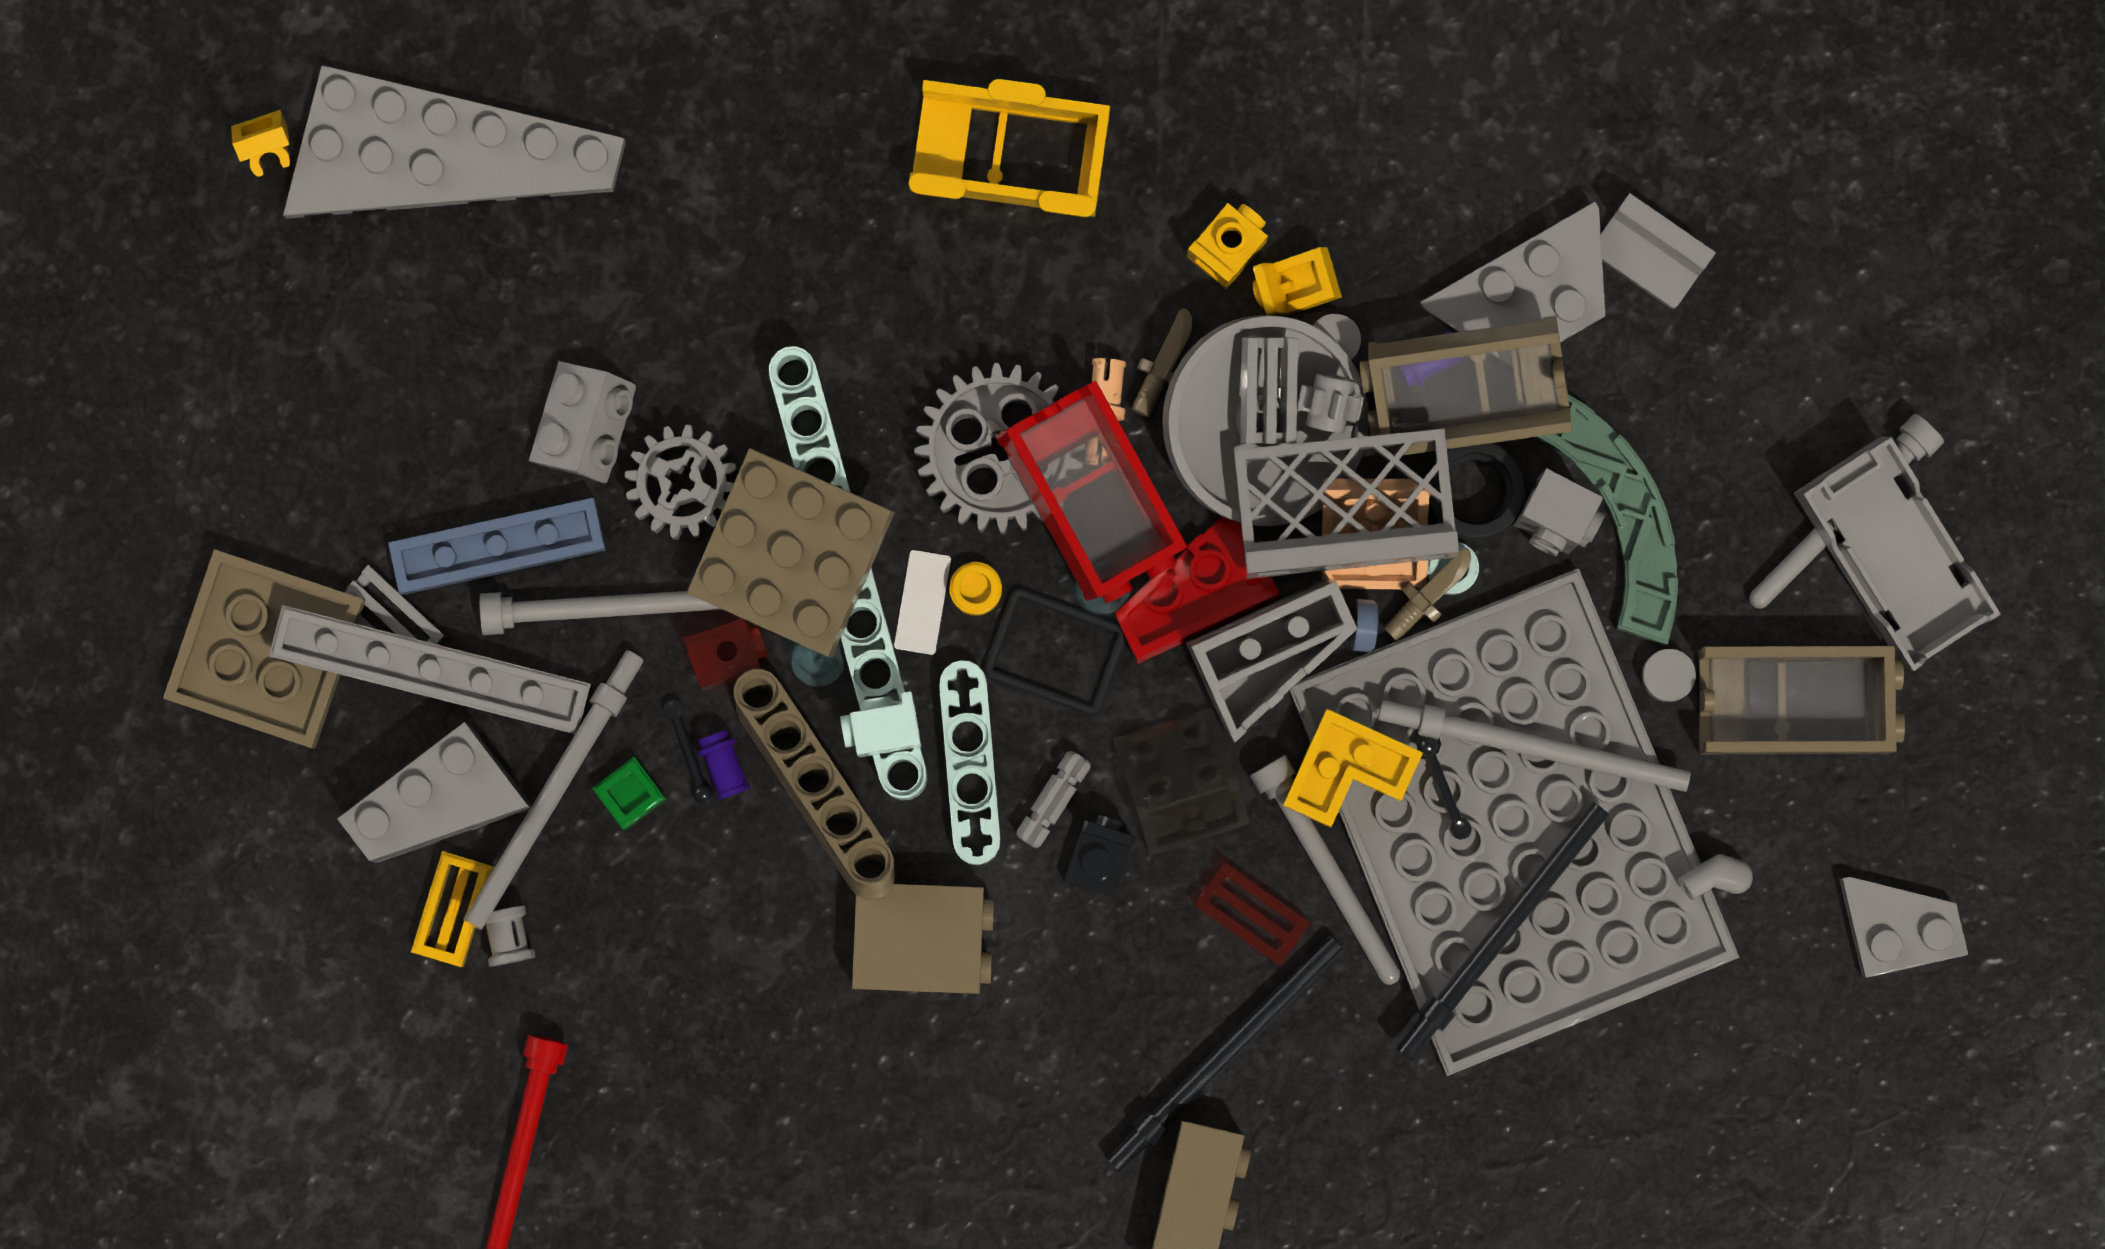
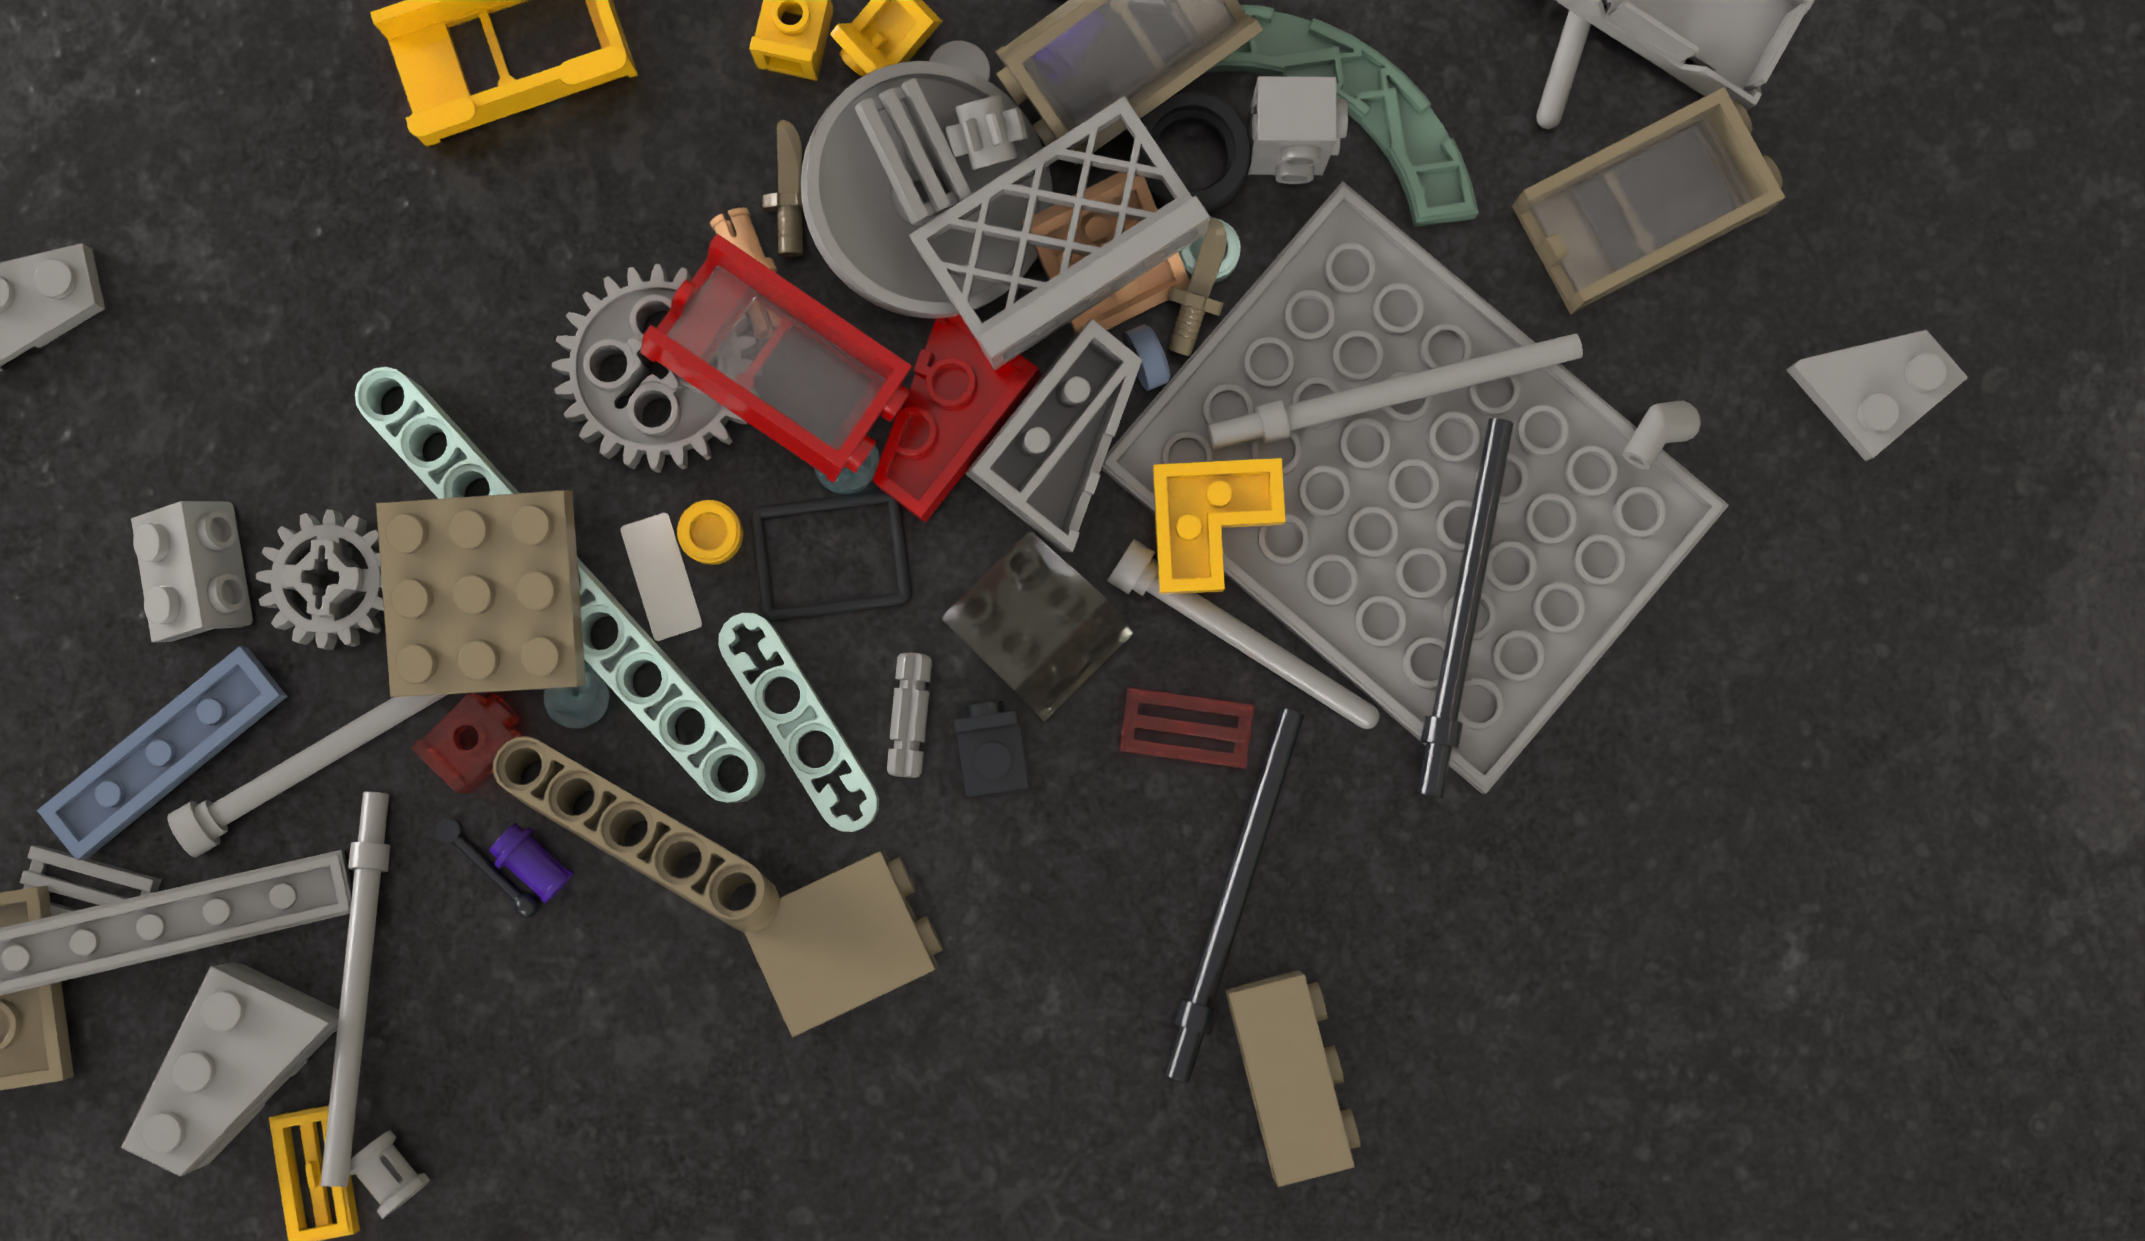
camera: 30 degrees left, 0 degrees up
(629, 793) = (445, 947): green tile -> none
(882, 726) = (676, 732): light aqua brick -> none
(1459, 827) = (1360, 521): black hinge -> none
(1668, 675) = (1496, 246): light grey tile -> none

